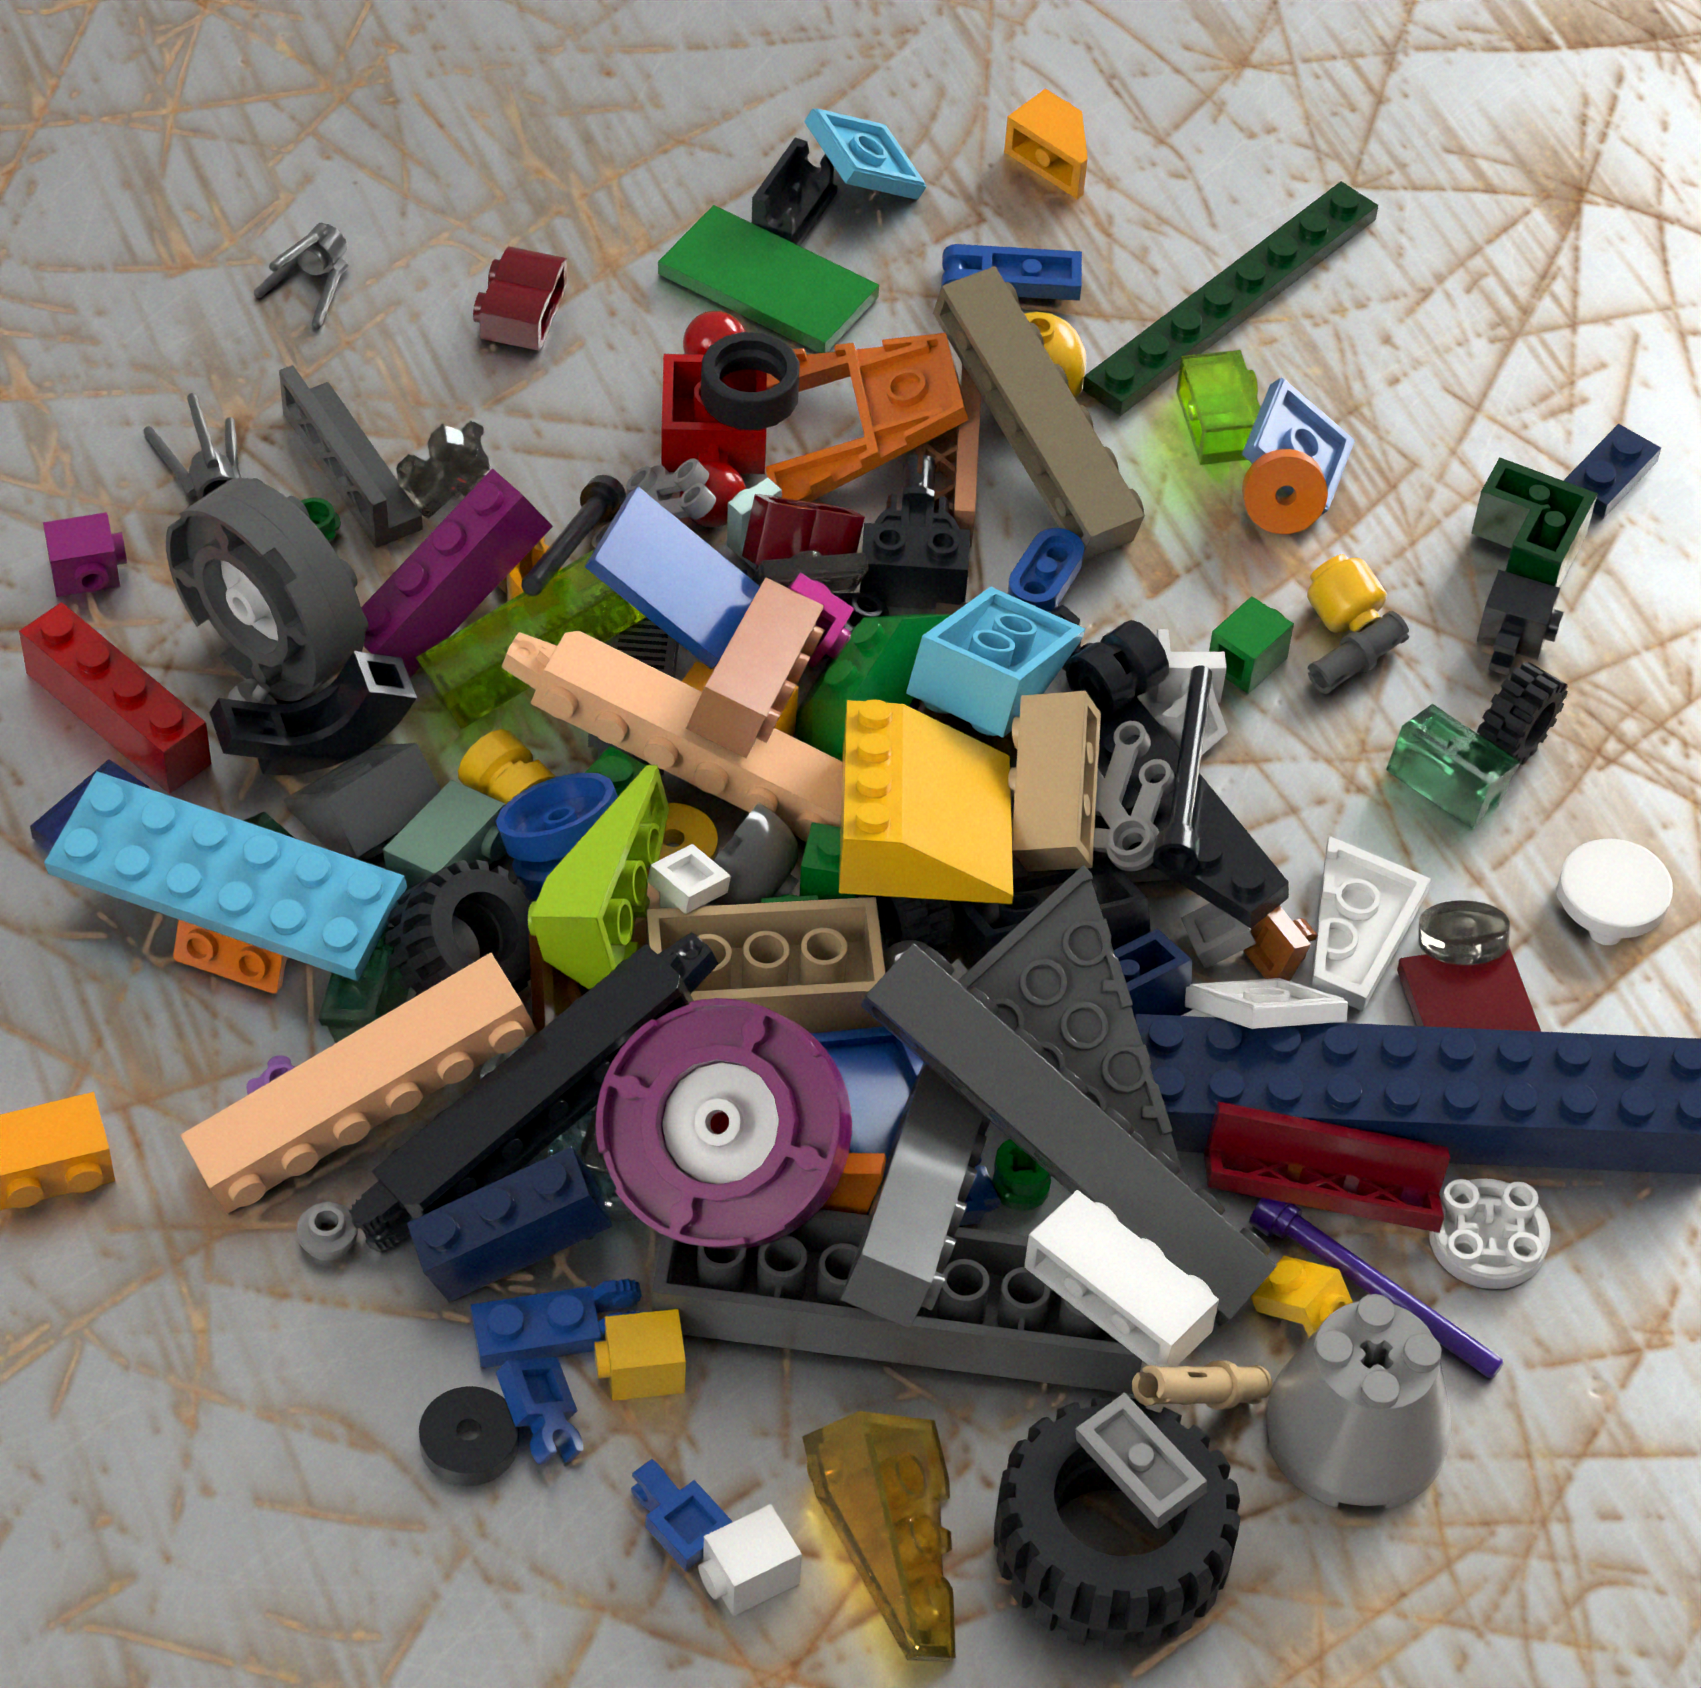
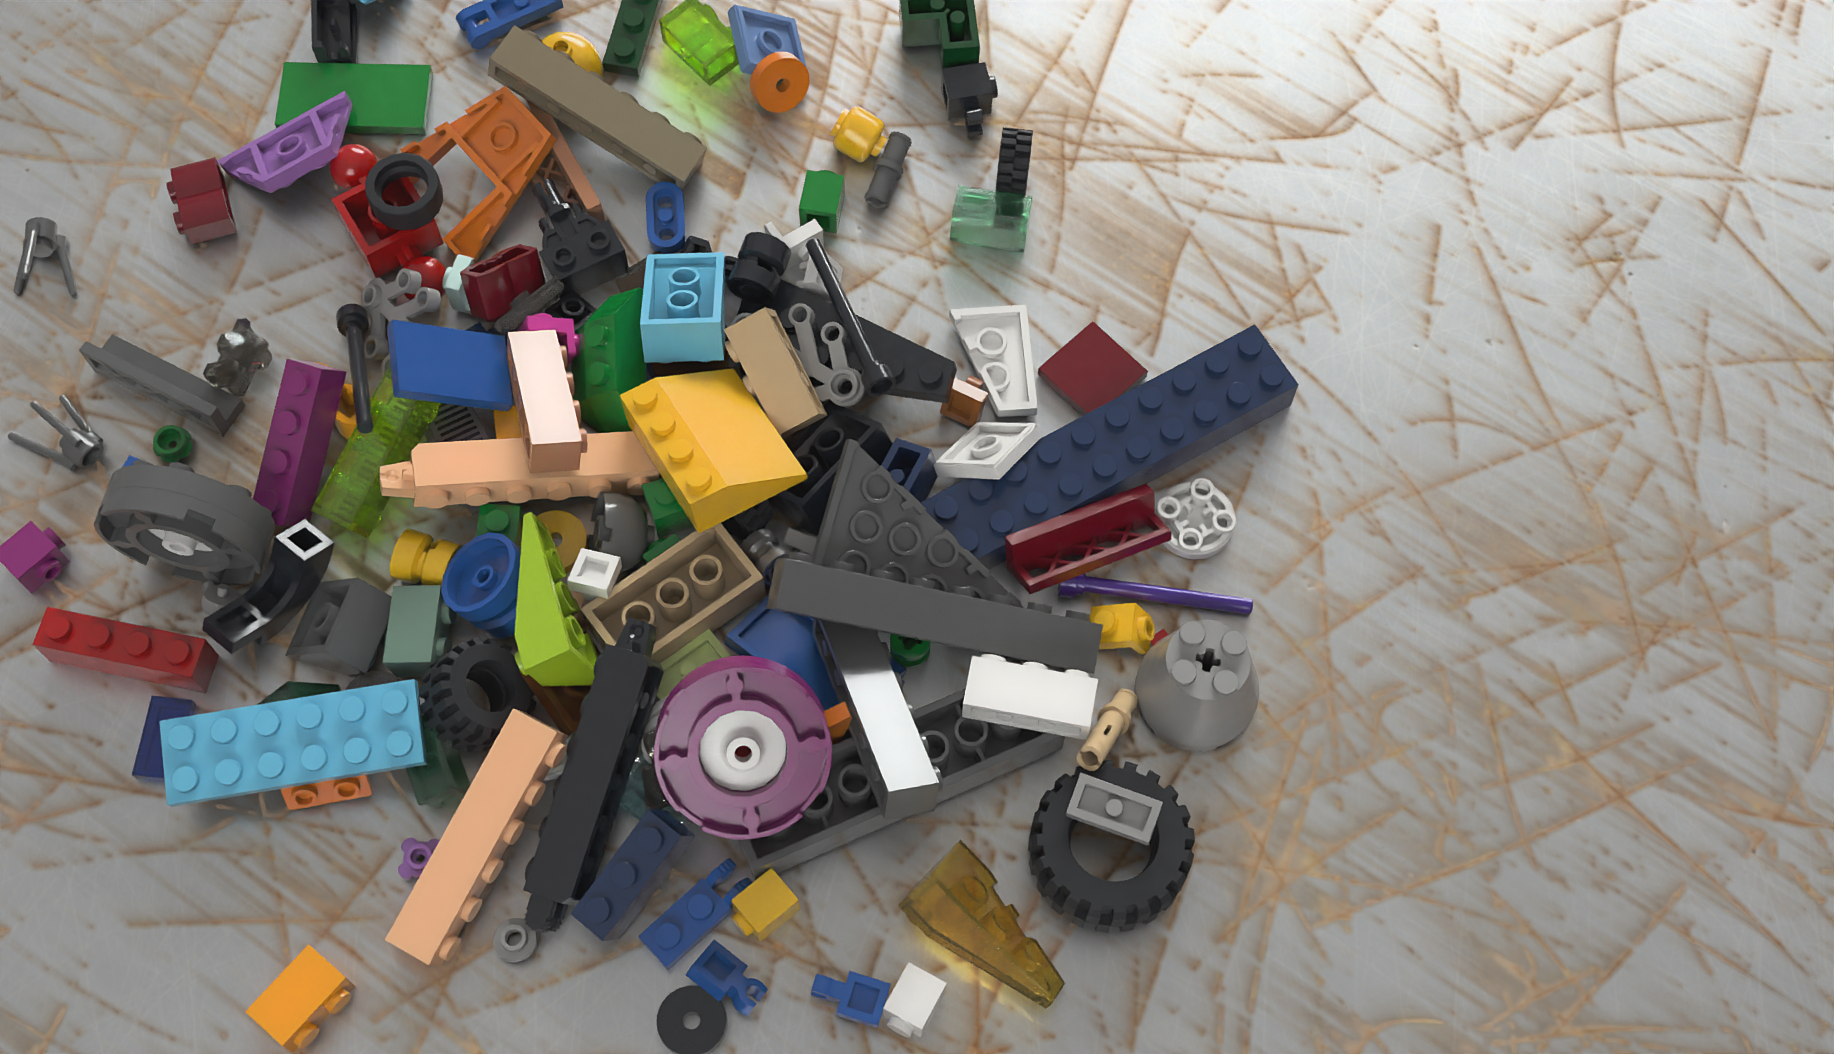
camera: 30 degrees left, 15 degrees up
(661, 289) = (292, 148): none -> medium lavender wing
(1216, 934) = (923, 415): light grey plate -> none
(1464, 932) = (1065, 329): clear smoke piece -> none
(1614, 889) = (1131, 249): white tile -> none

